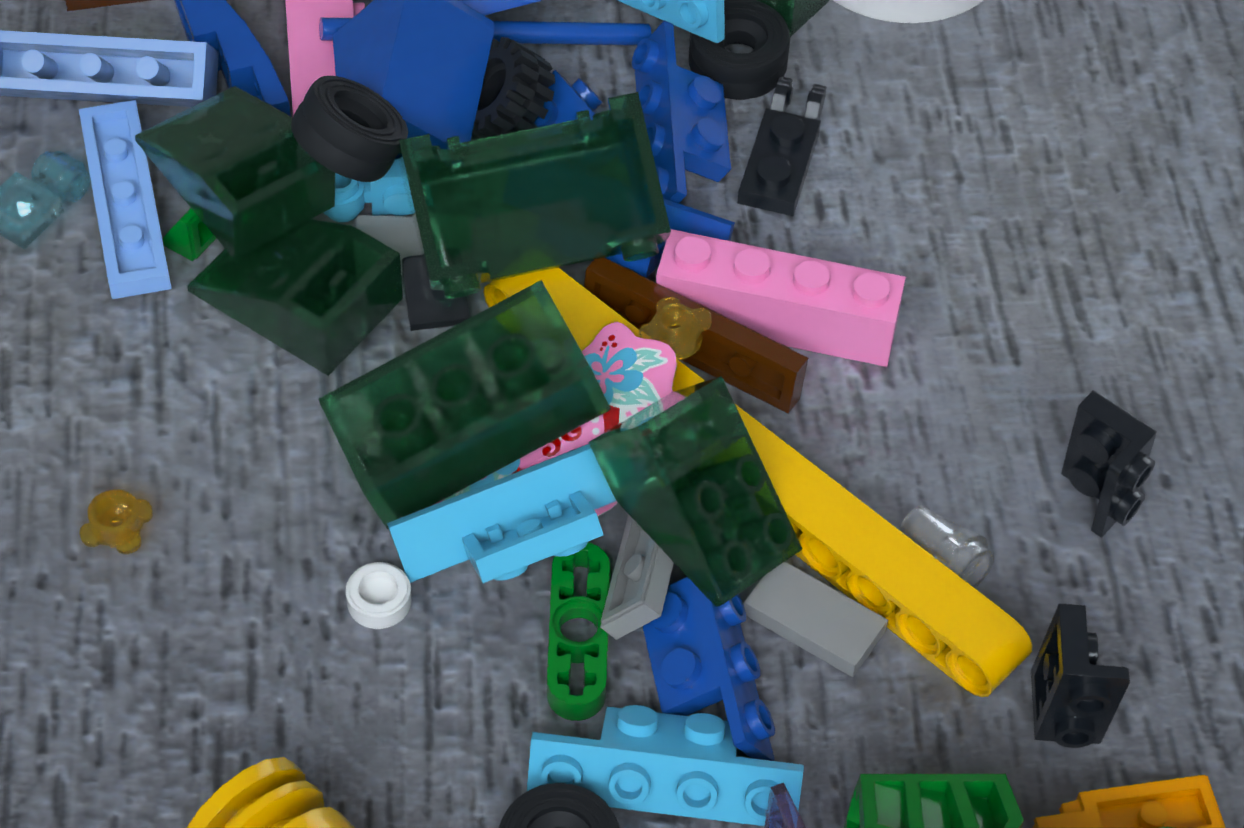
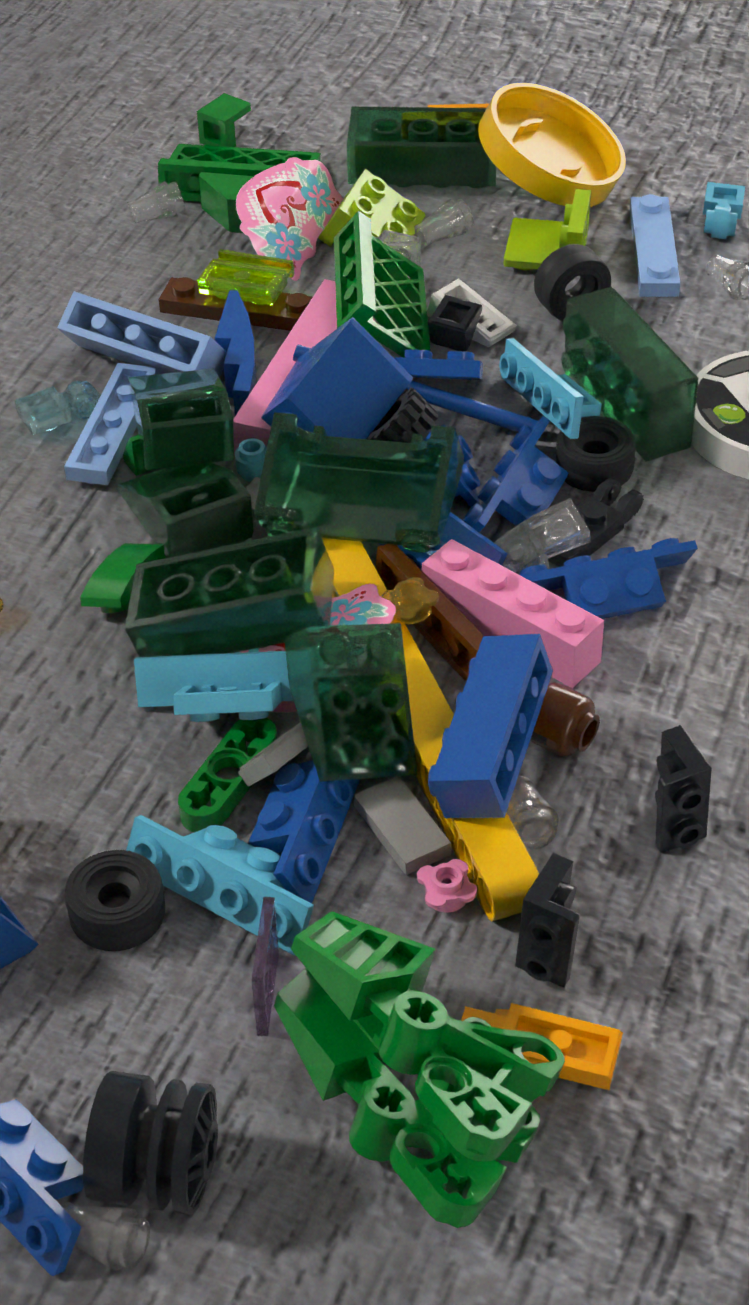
camera: 30 degrees right, 10 degrees down
(283, 413) = (113, 579): none -> green slope
(349, 128) = (249, 397): black tyre -> none
(378, 595) = (111, 706): white tile -> none
(762, 187) = (544, 536): none -> clear slope
(866, 218) = (615, 584): none -> blue bracket
(879, 465) = (491, 727): none -> blue brick
(910, 689) = (447, 896): none -> bright pink plate
(917, 418) = (565, 721): none -> reddish brown head

